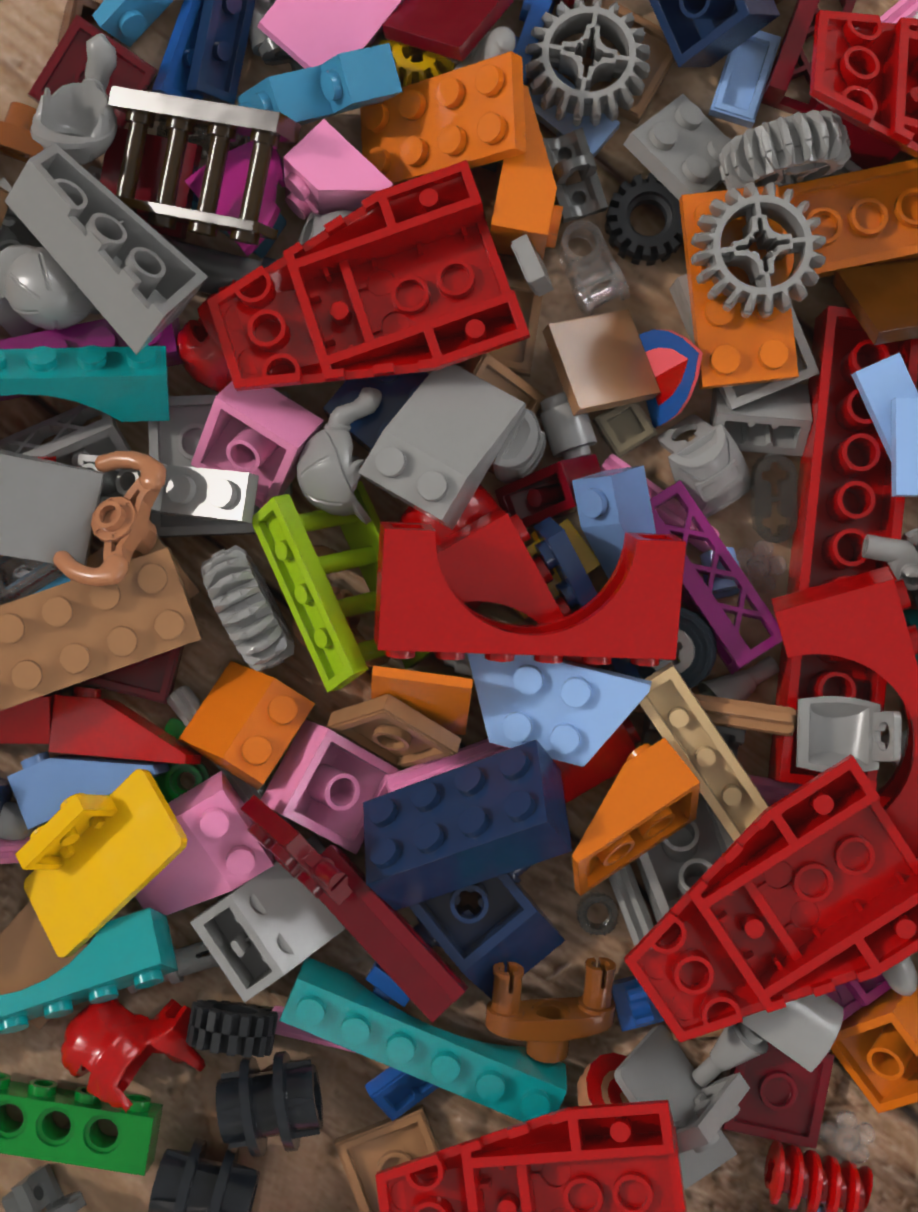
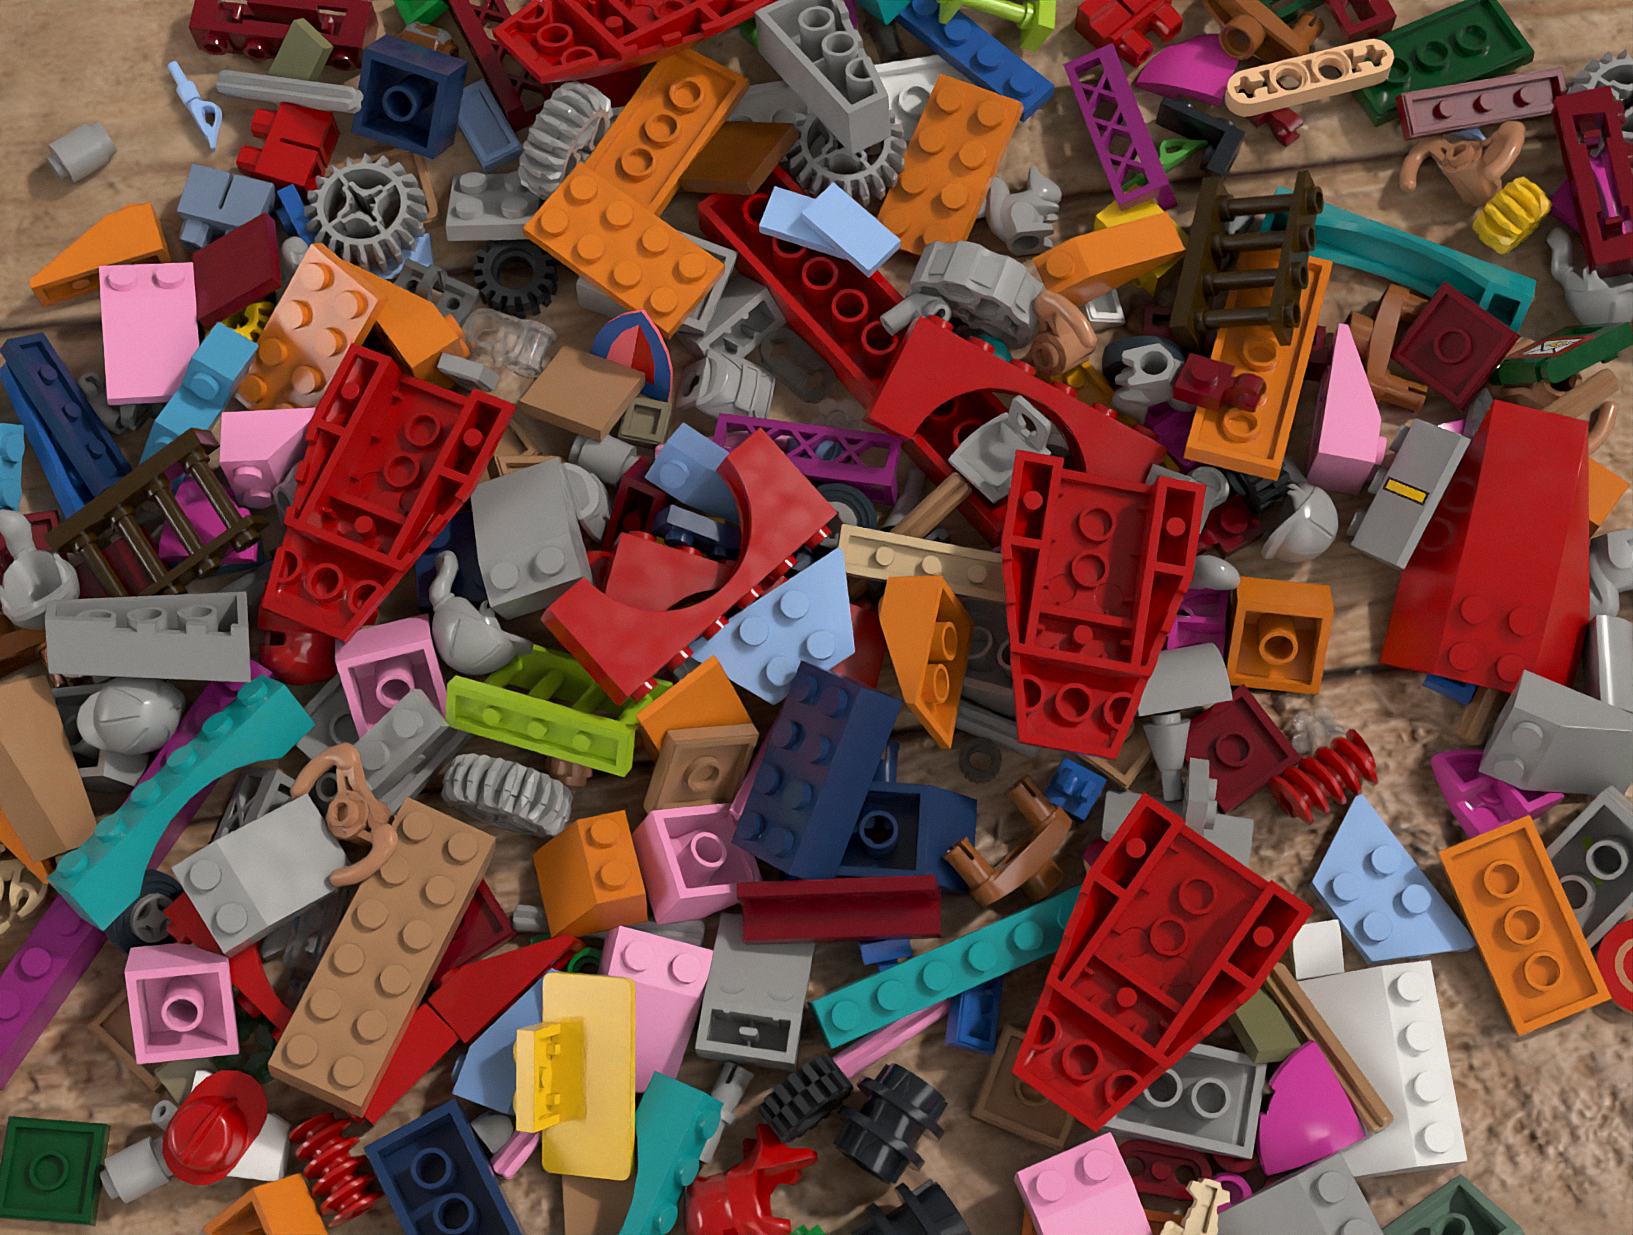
camera: 50 degrees left, 15 degrees down
(295, 853) = (717, 906): dark red plate -> none
(757, 229) = (589, 186): light grey gear -> none

